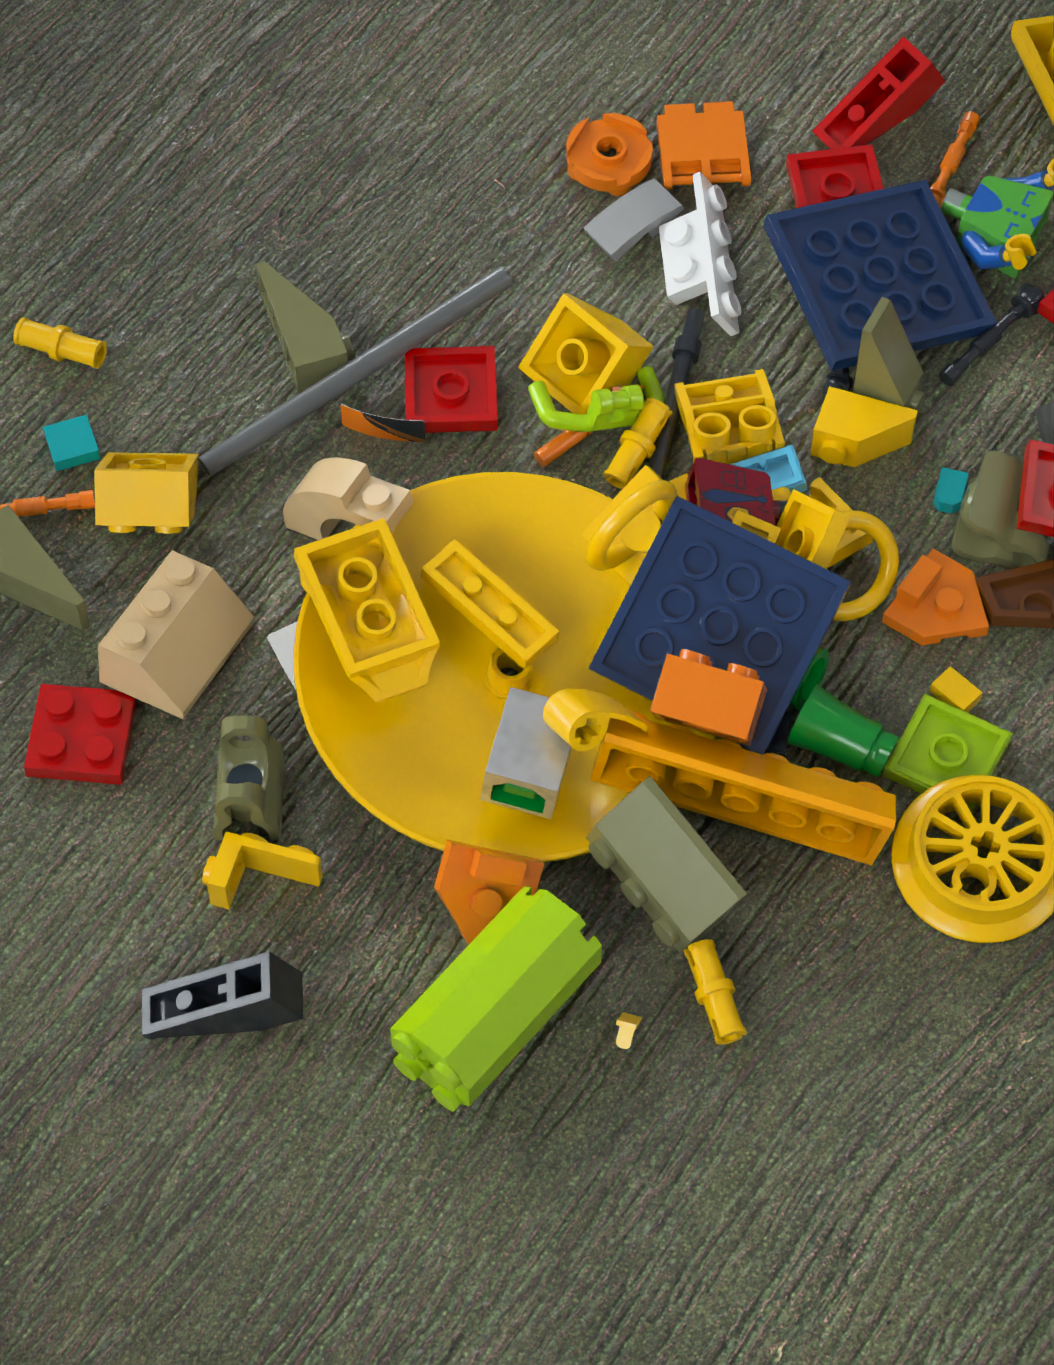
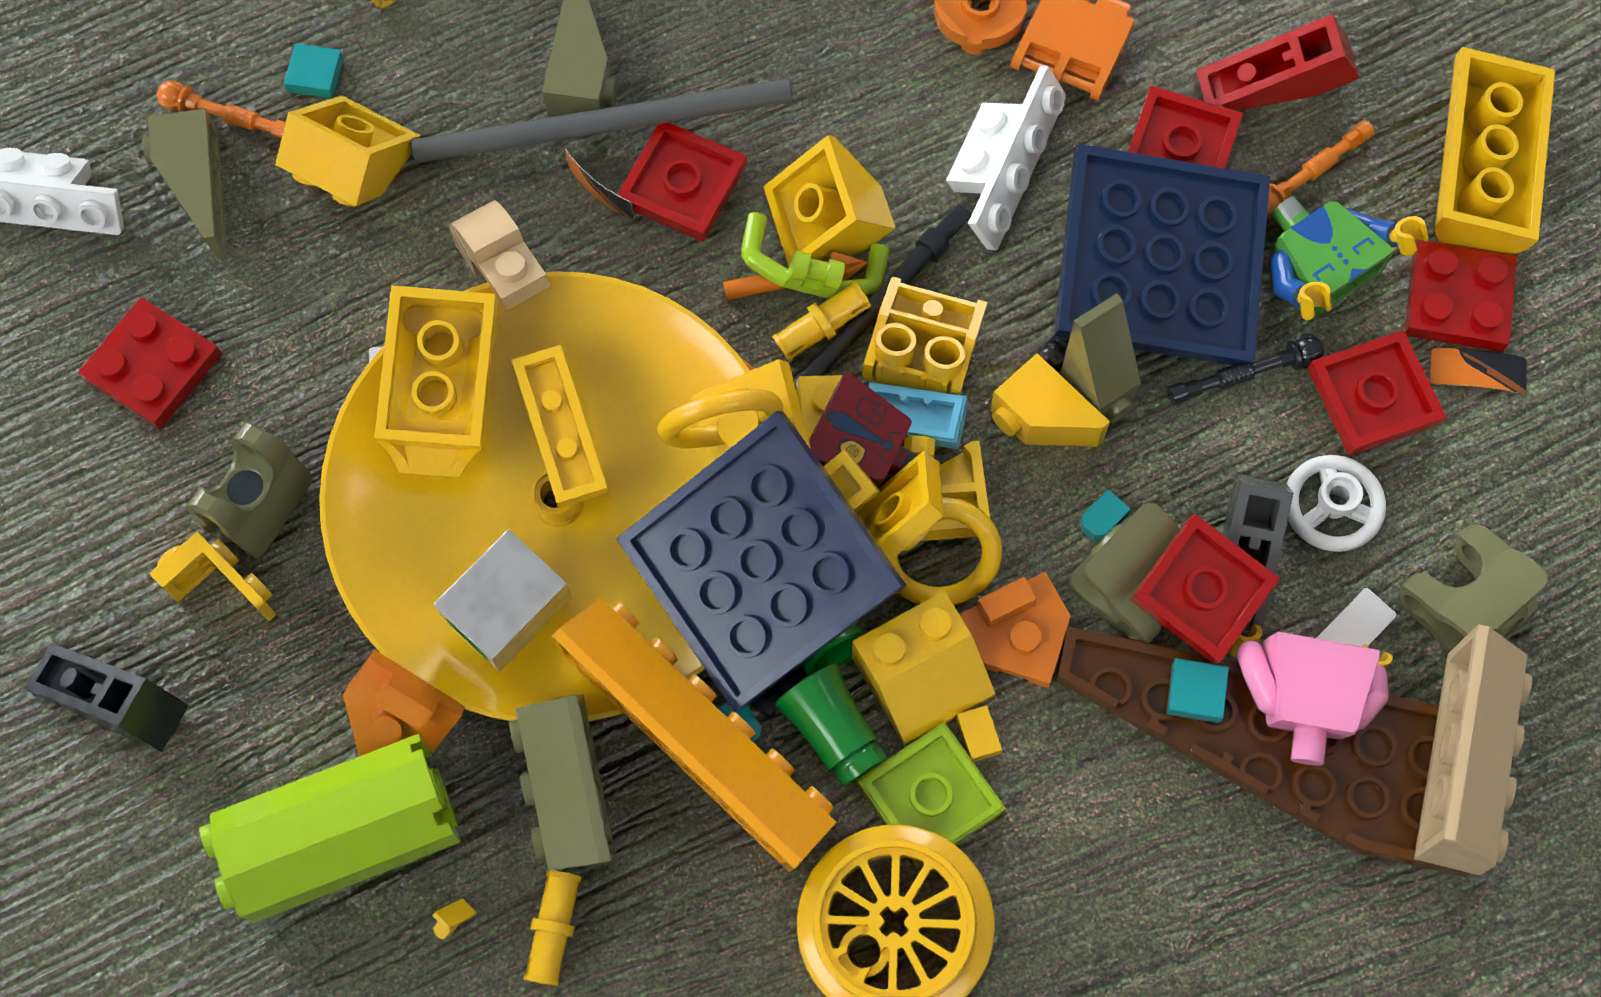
camera: 30 degrees right, 10 degrees up
(174, 636) = (276, 309): tan slope -> none
(584, 716) = (549, 594): yellow panel -> none
(632, 217) = (962, 82): light grey slope -> none
(708, 697) = (692, 638): orange brick -> none
(883, 660) = (923, 668): none -> yellow slope

